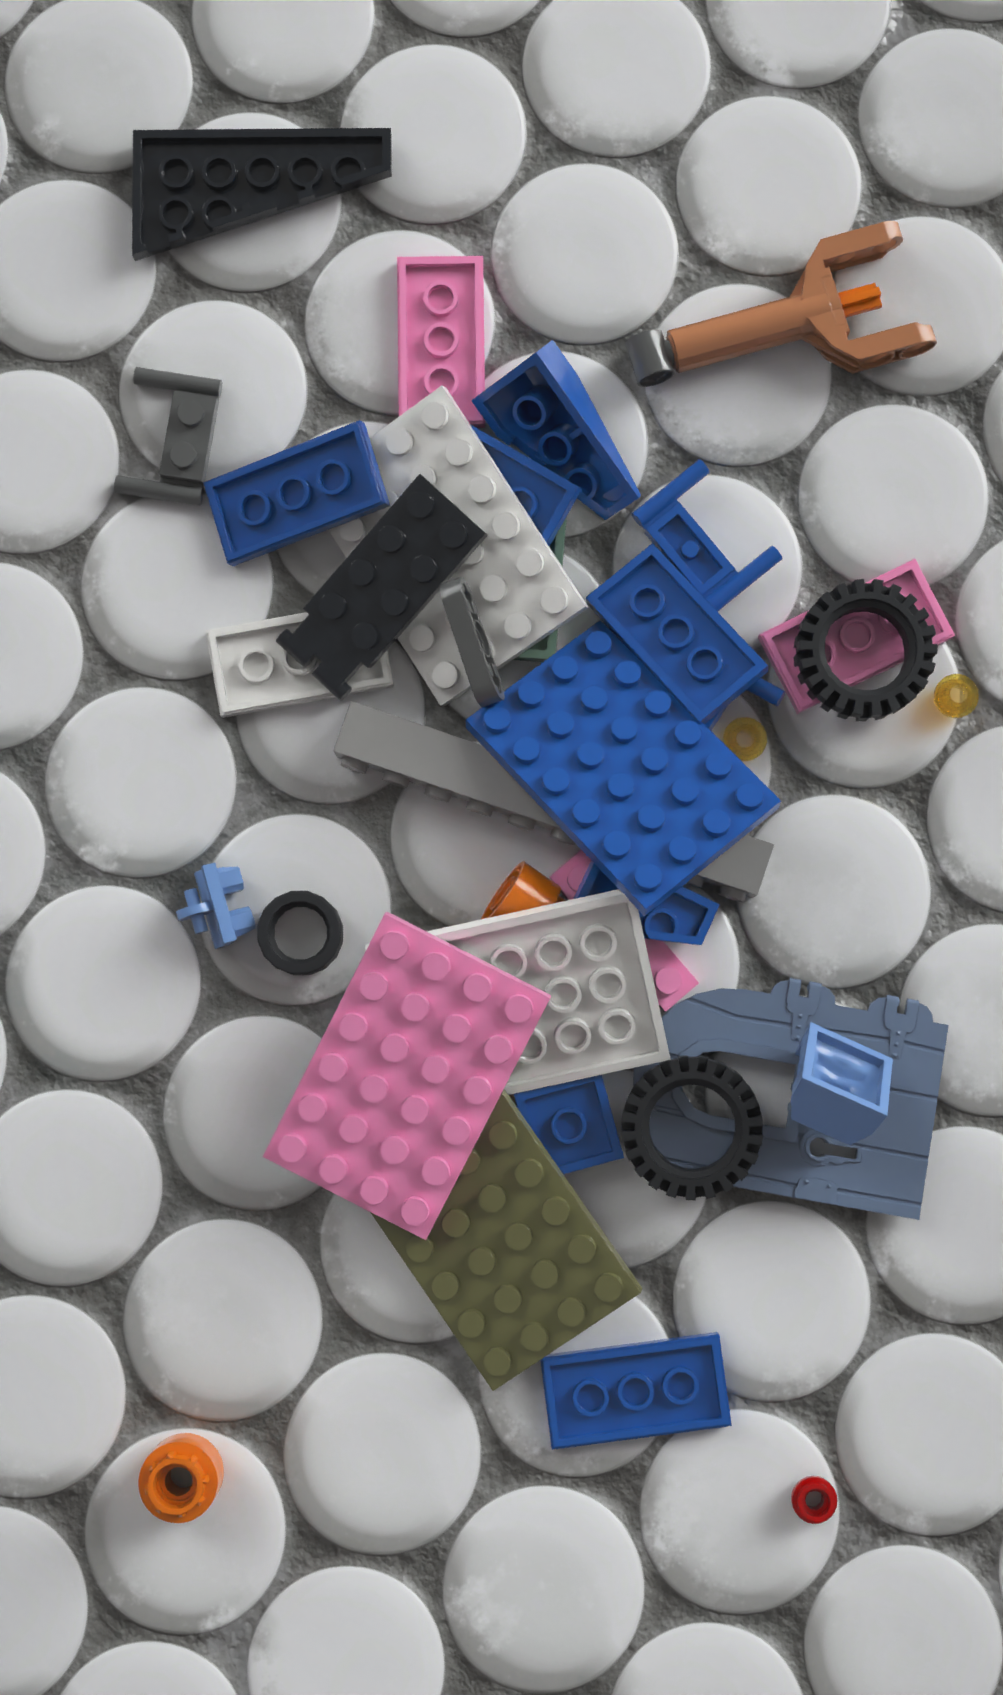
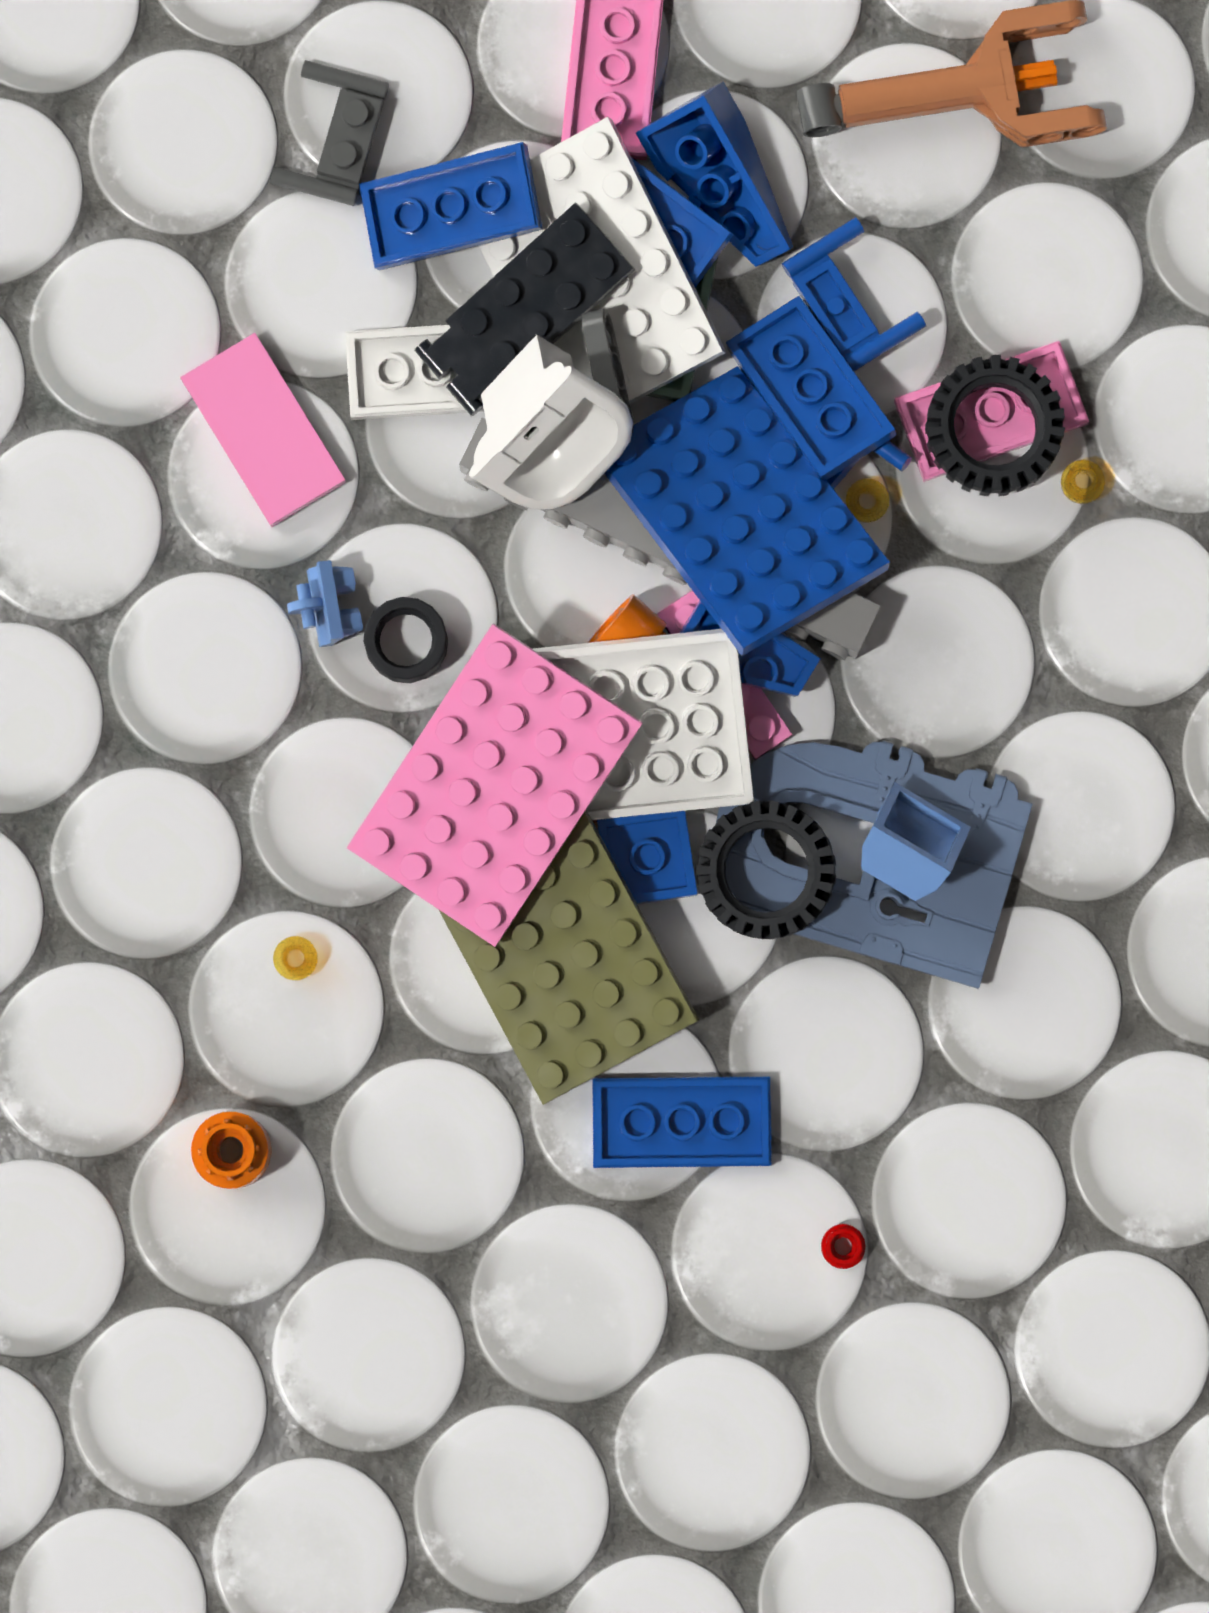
camera: 10 degrees right, 0 degrees up
(134, 738) = (263, 429): none -> bright pink tile
(215, 1279) = (291, 944): none -> clear yellow plate
(419, 706) = (548, 430): none -> white piece

